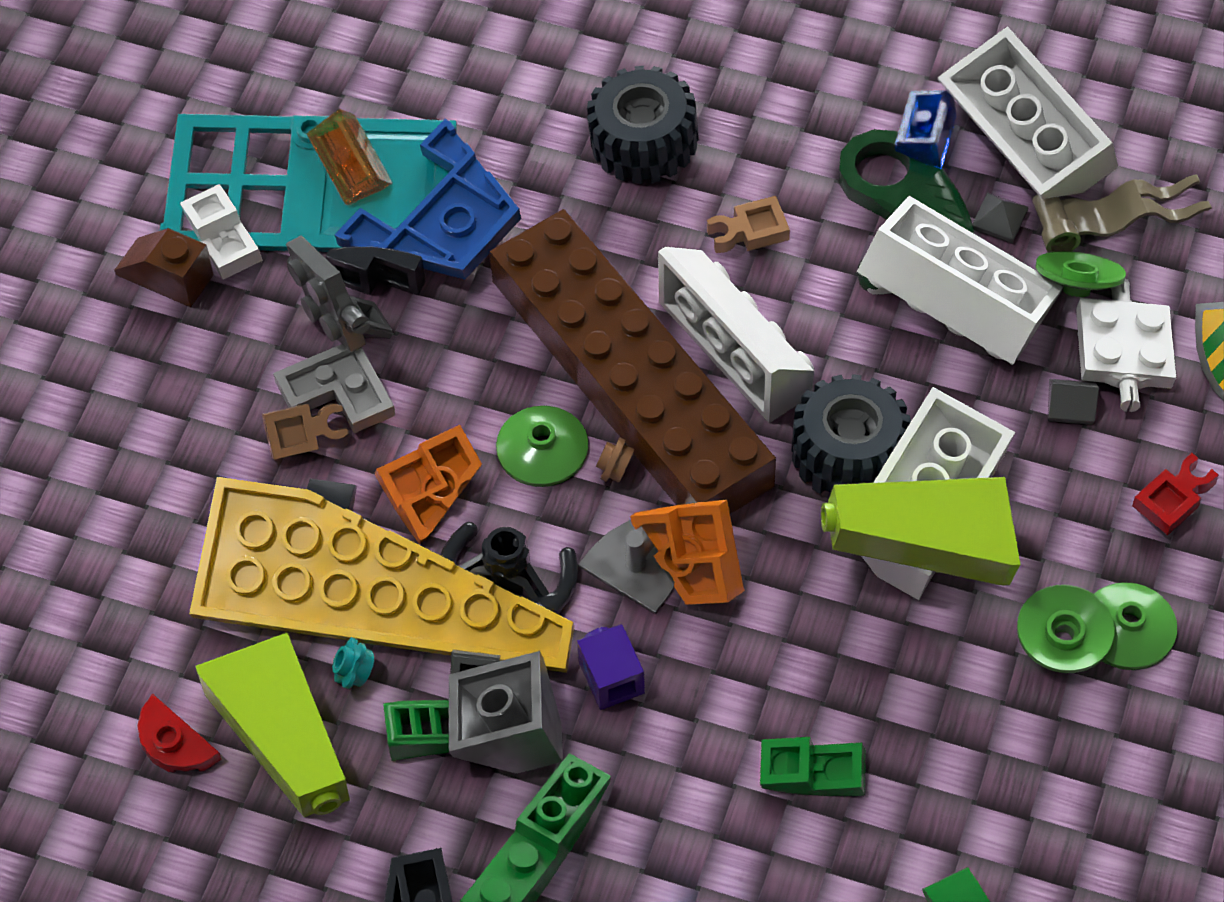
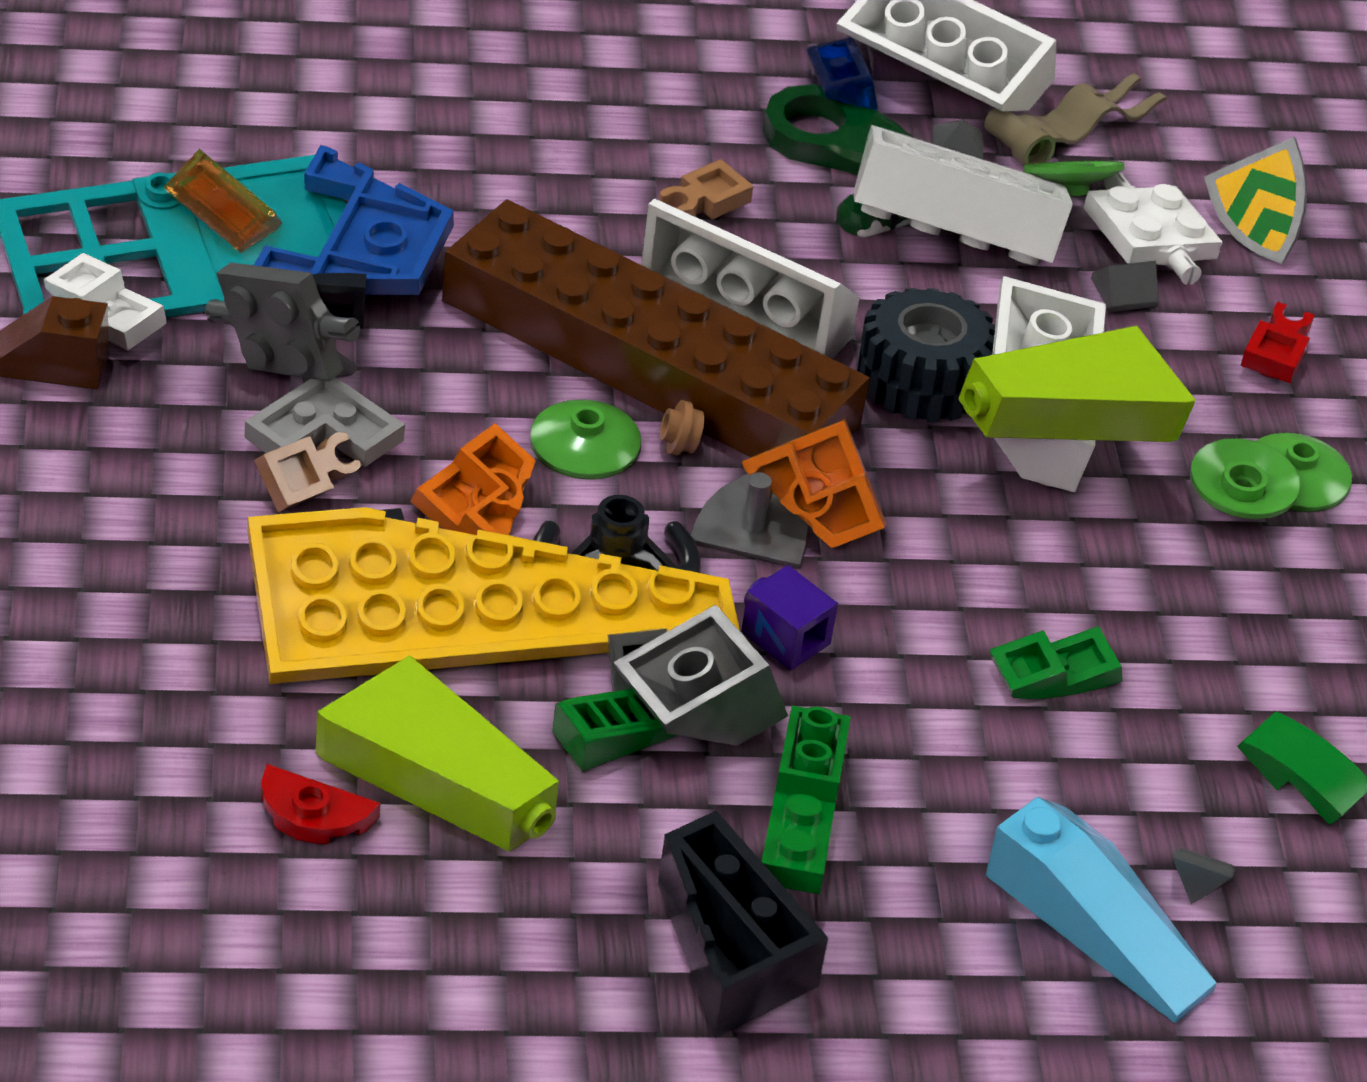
camera: 30 degrees left, 15 degrees down
(352, 664) = (493, 679): teal plate -> none
(643, 124) = (541, 119): black wheel -> none

